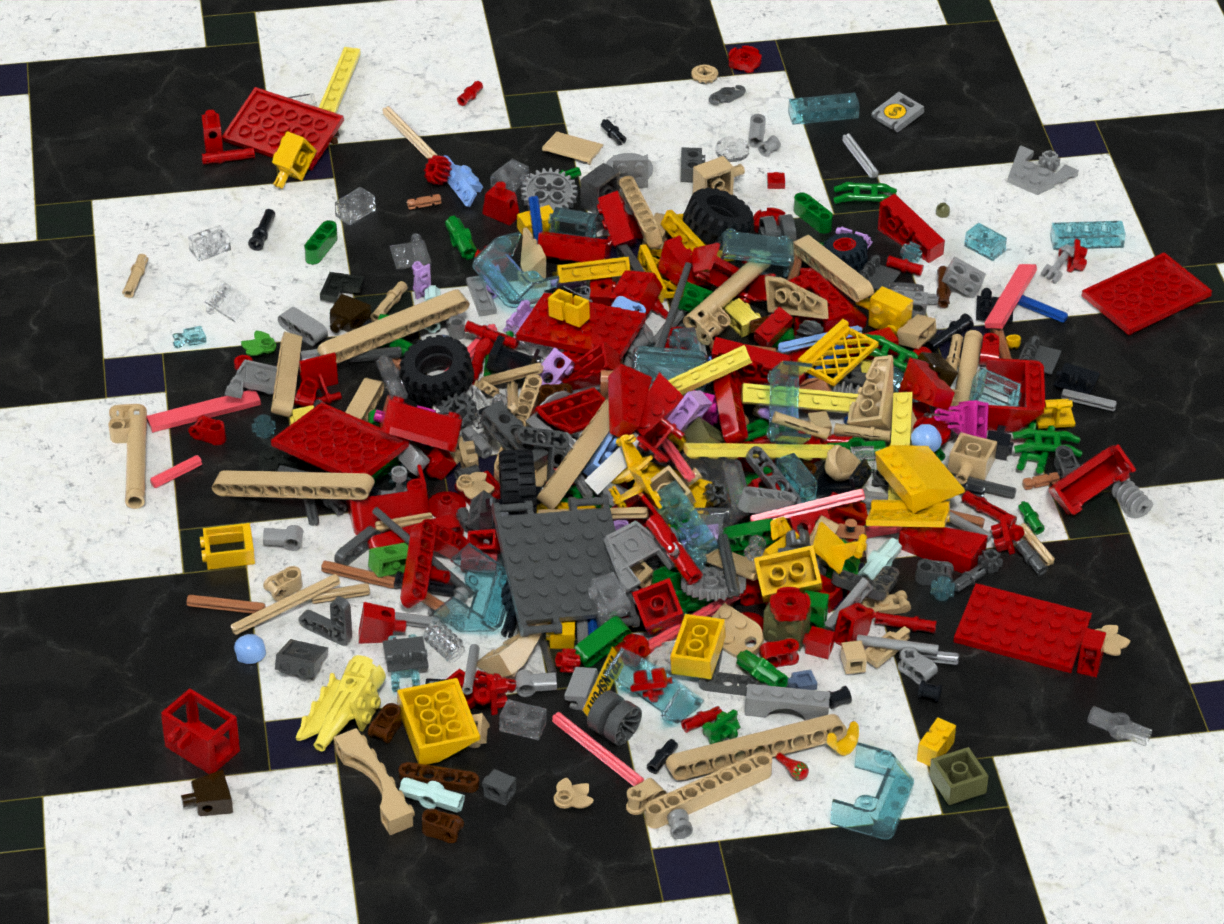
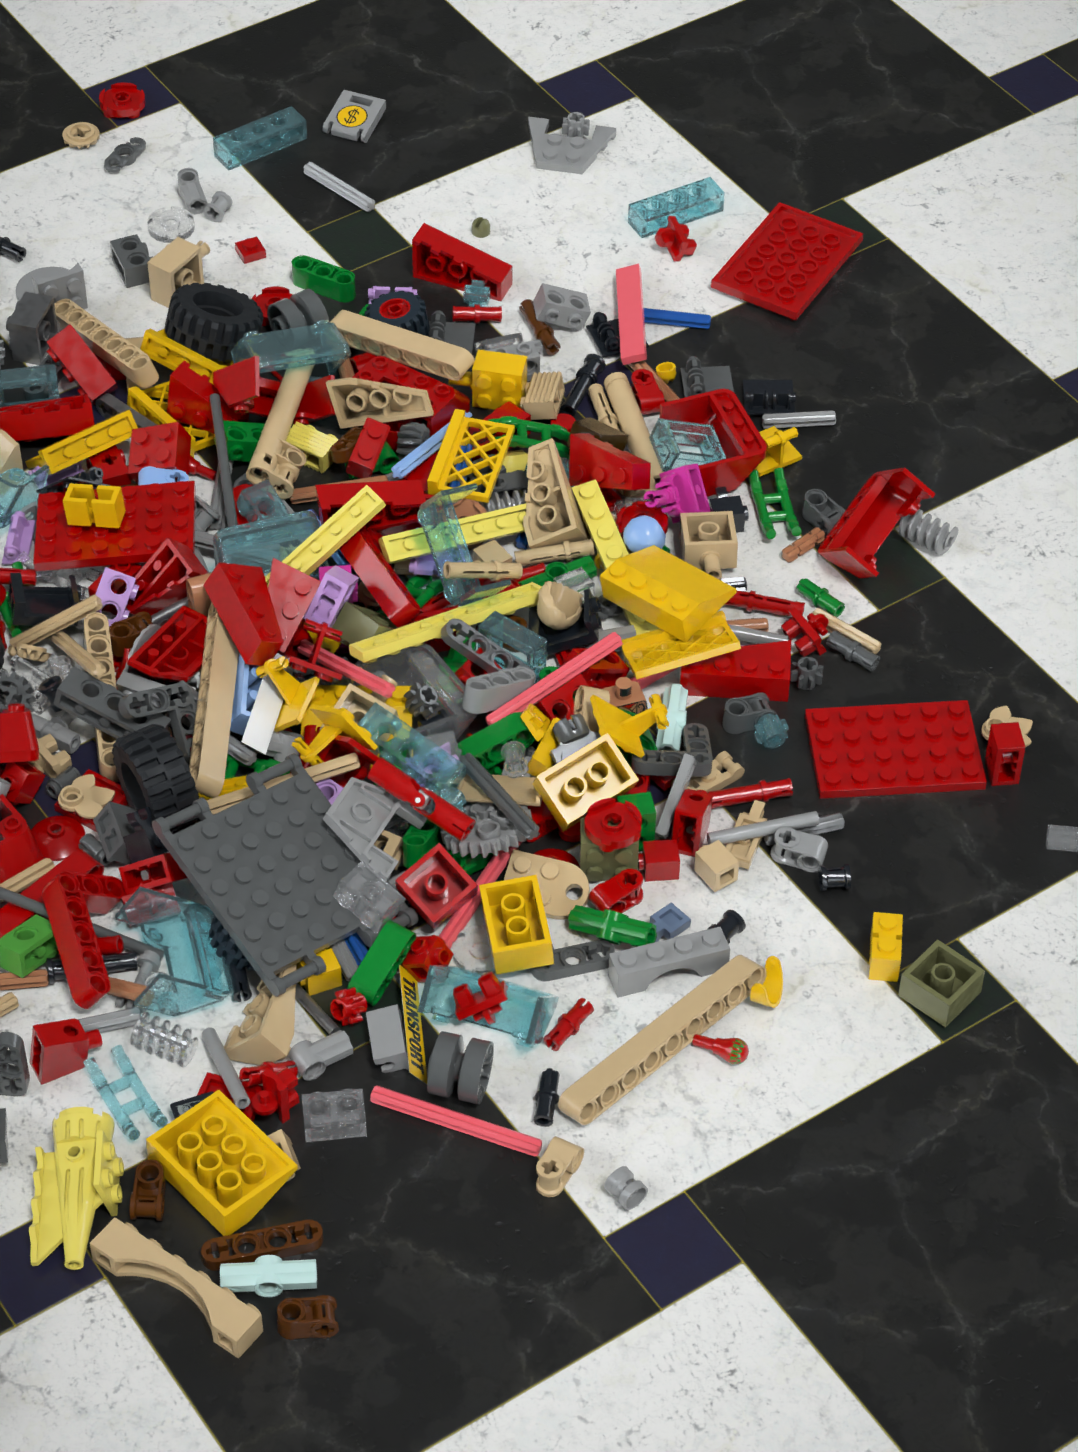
camera: 25 degrees left, 5 degrees up
(405, 654) = (122, 1078): dark grey hinge -> none
(499, 787) = (355, 1228): dark grey brick -> none
(572, 795) = (460, 1198): tan plate -> none
(710, 788) = (647, 1110): tan beam -> none
(723, 728) = (608, 1027): green hips -> none
(856, 196) = (365, 240): green piece -> none
(879, 814) = (868, 1078): clear light blue windscreen -> none
(969, 578) = (793, 703): dark grey axle -> none
(985, 241) = (558, 252): clear light blue brick -> none
(994, 488) = (755, 573): dark grey axle -> none
(1038, 444) = (777, 499): green piece -> none
(1053, 272) = (670, 235): light grey hinge -> none

